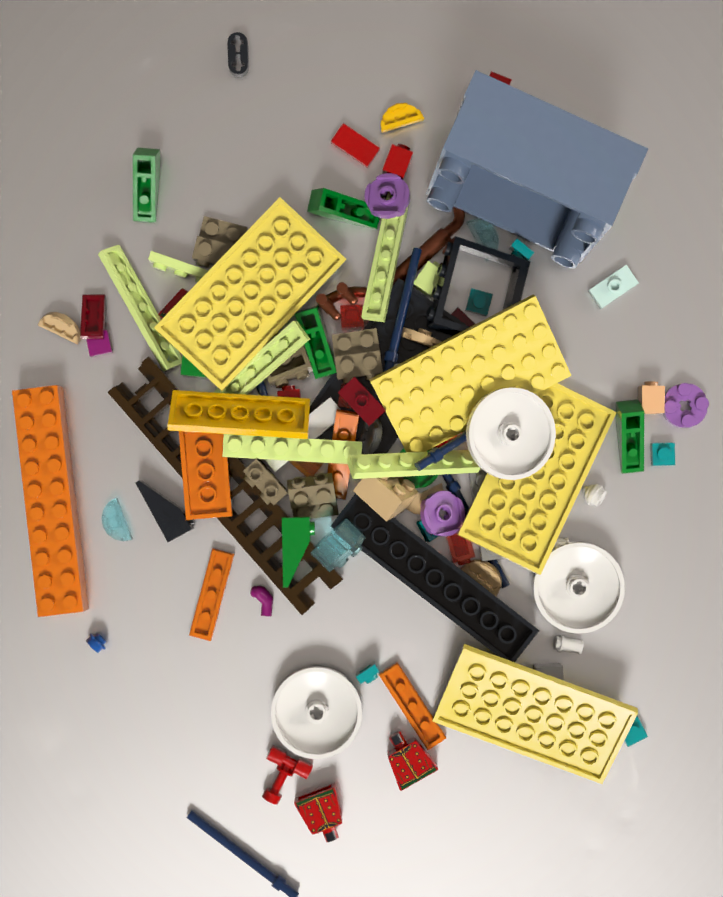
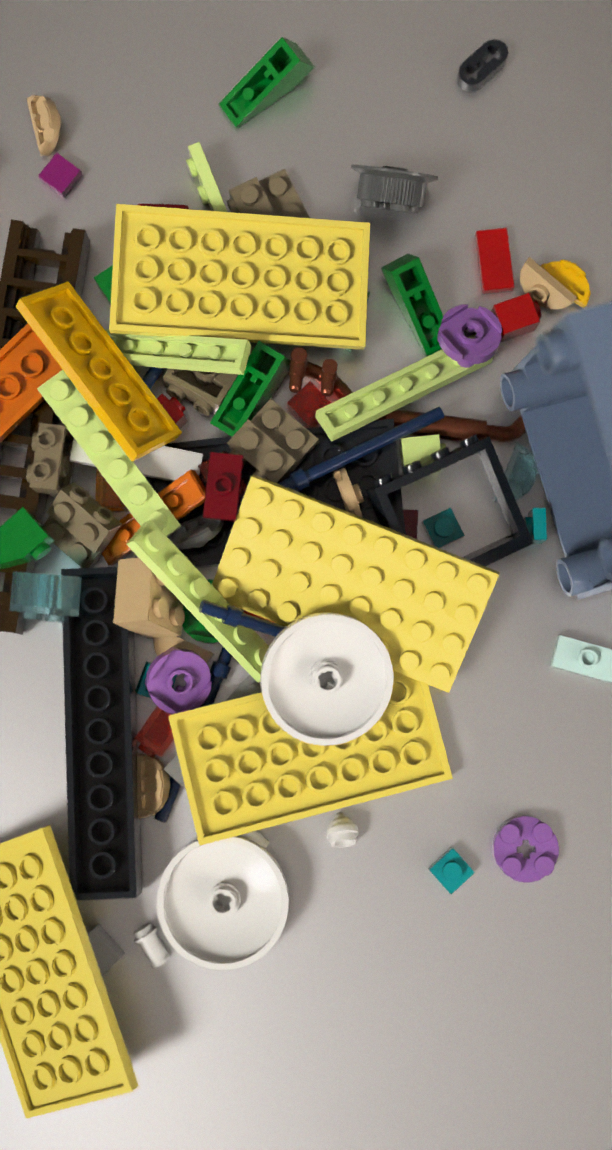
camera: 55 degrees right, 5 degrees down
(93, 316) = (81, 145): dark red plate -> none
(139, 306) = (135, 174): yellowish green plate -> none
(269, 167) = (392, 185): none -> dark grey piece
(395, 132) = (544, 287): none -> tan plate
(630, 435) = (440, 816): green slope -> none
(635, 733) = (115, 1107): teal plate -> none
(652, 397) = (500, 804): light nougat brick -> none

